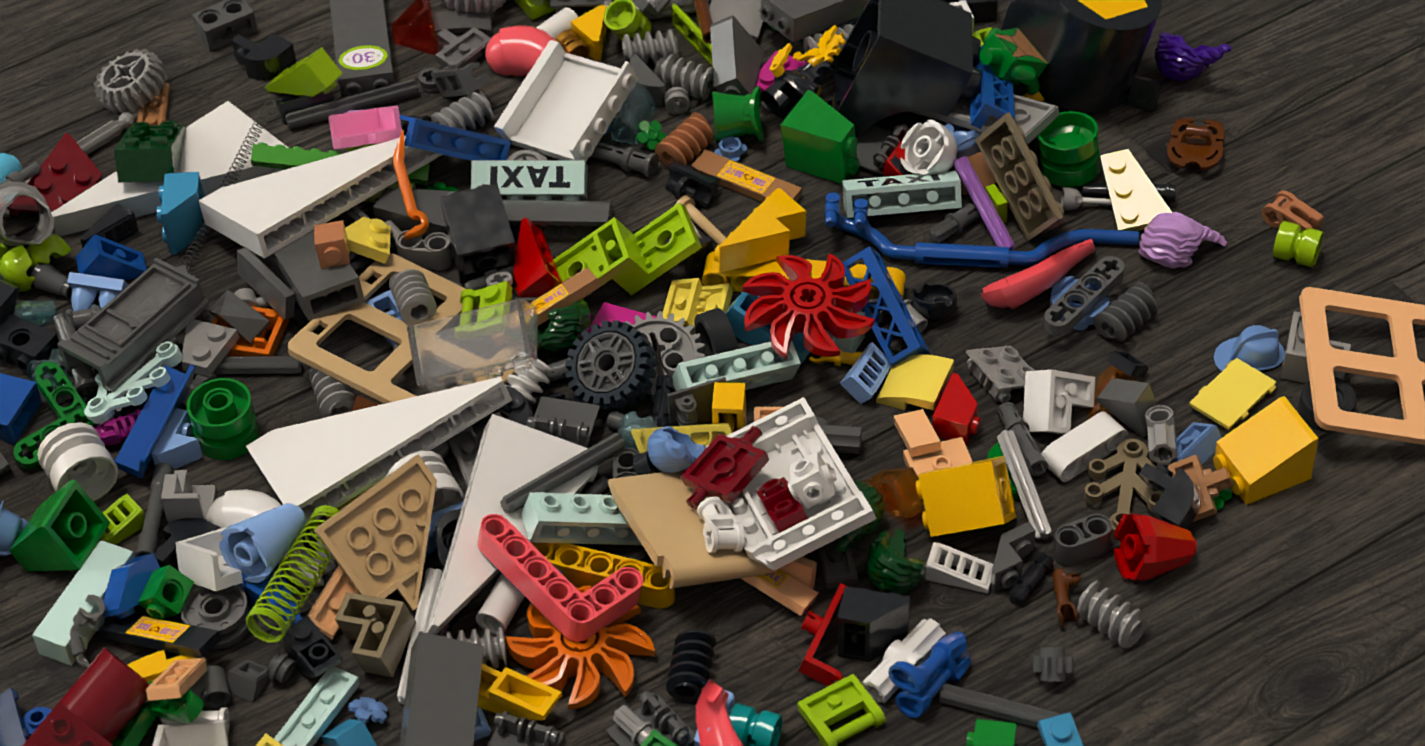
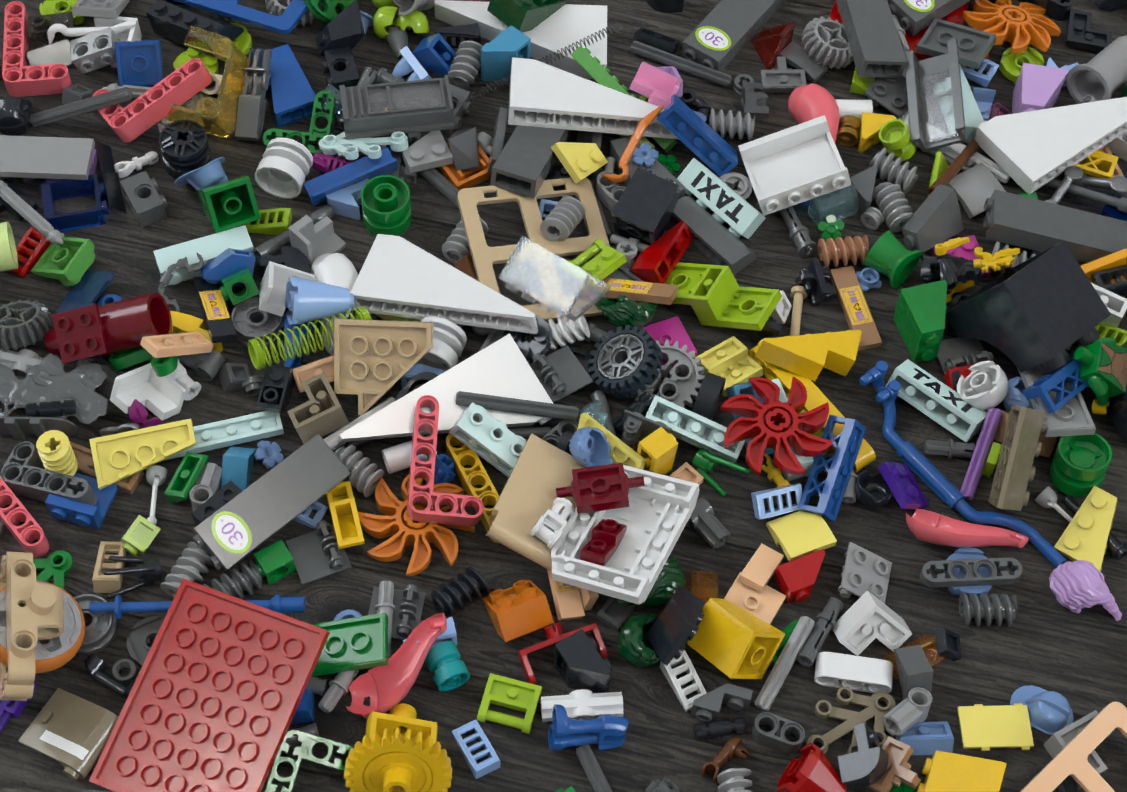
camera: 40 degrees right, 10 degrees up
(35, 310) = (367, 54): clear light blue cone -> none
(146, 242) = (465, 64): none -> light grey piece
(308, 76) = (668, 26): lime slope -> none
(332, 244) = (543, 147): nougat brick -> none
(424, 193) = (645, 155): none -> medium blue plant
(758, 635) = (518, 610): none -> orange slope
(772, 389) = (707, 461): none -> green plant
(812, 480) = (629, 543): white brick -> none
(914, 520) = (675, 624): none -> black slope
(958, 279) = (903, 486): none -> dark purple plate

